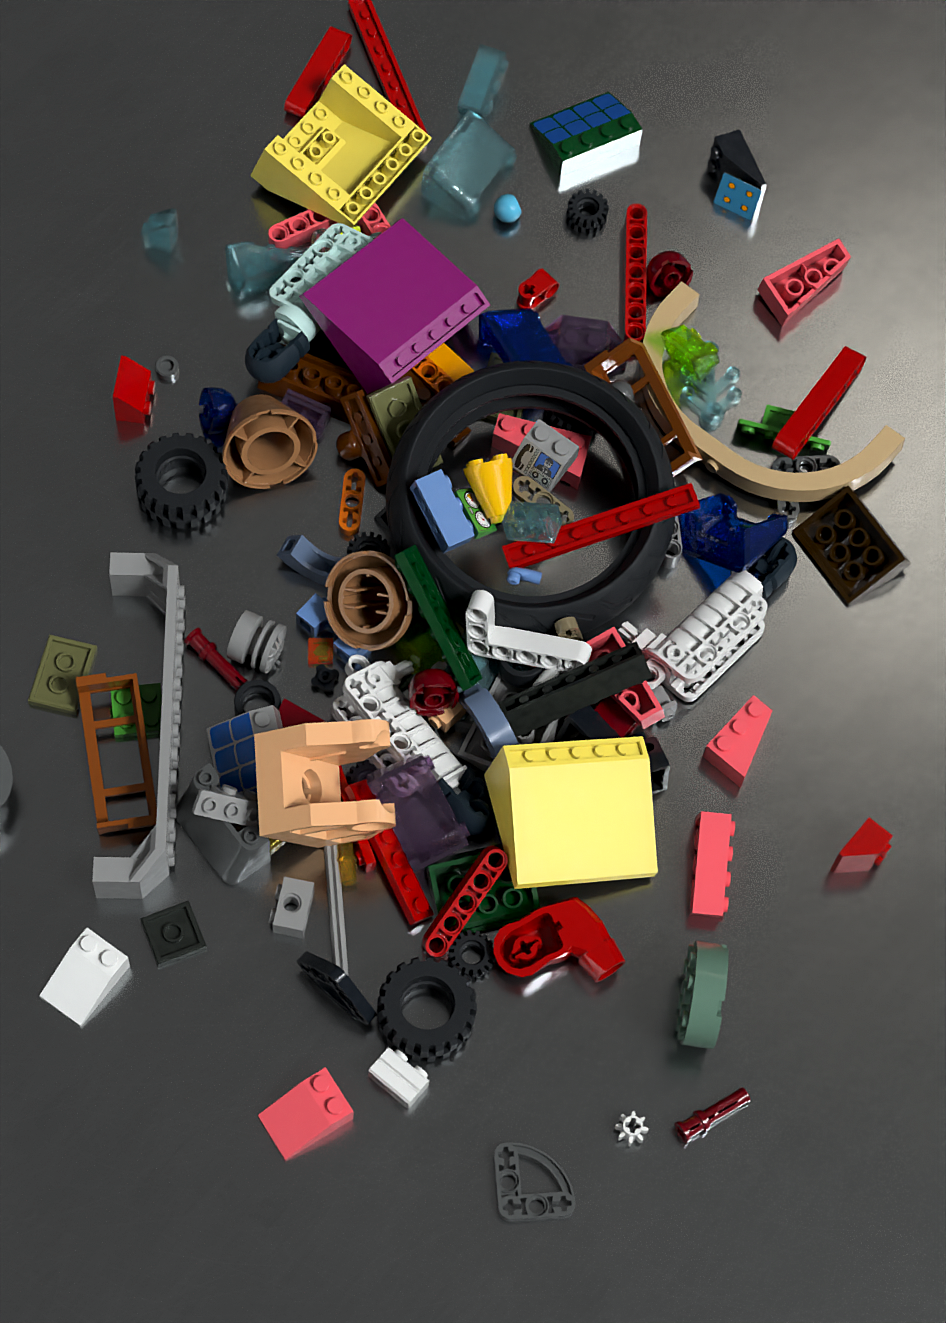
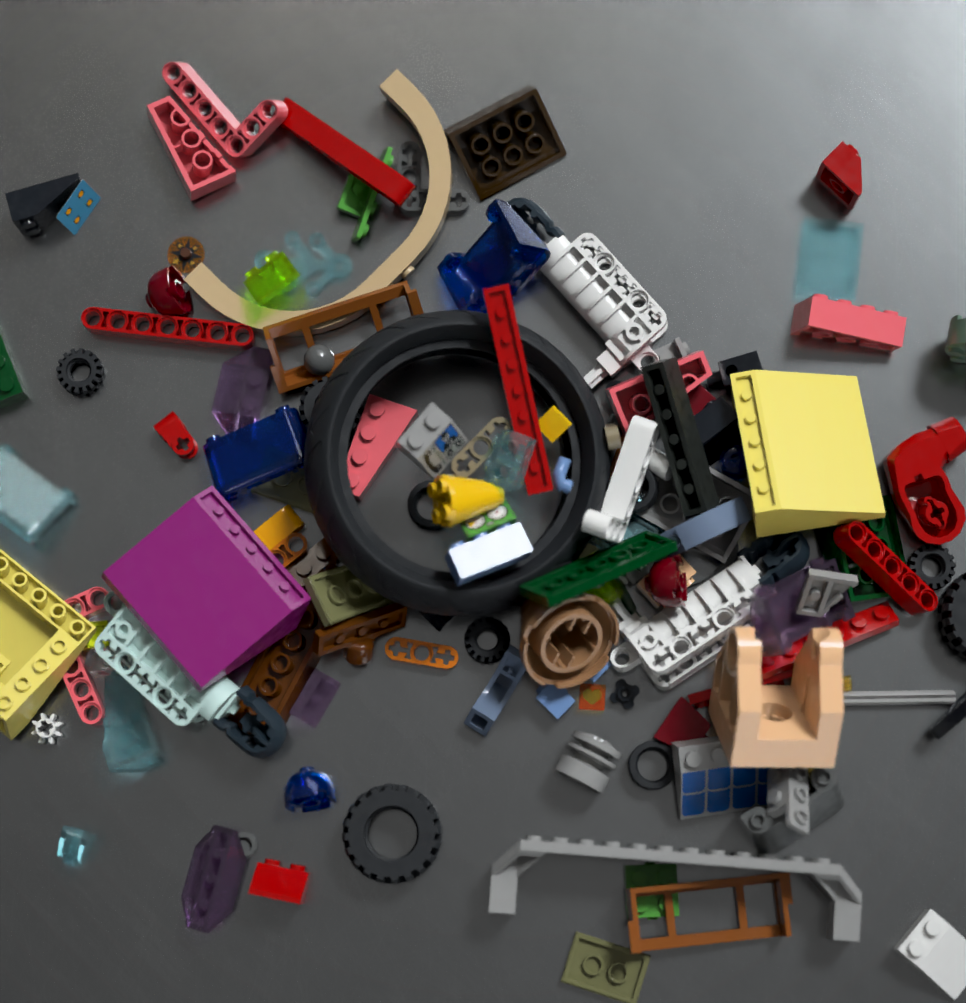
camera: 75 degrees left, 15 degrees up
(136, 341) = (213, 879): none -> clear purple wedge
(173, 933) = (894, 862): pearl dark grey tile -> none
(208, 652) = (590, 814): dark red pin -> none
(263, 205) = (41, 724): none -> white gear
(267, 443) = (355, 739): medium nougat cone -> none
(292, 922) = (891, 739): light grey brick -> none
(435, 833) = (822, 590): none -> light grey wing
(507, 208) = (72, 459): medium azure piece -> none
(572, 565) = (553, 423): none -> yellow tile
(709, 289) = (186, 254): none -> piece
(738, 740) = (717, 279): coral wedge -> none
(775, 848) = (830, 258): none -> clear light blue piece
(824, 317) = (220, 114): none -> coral beam

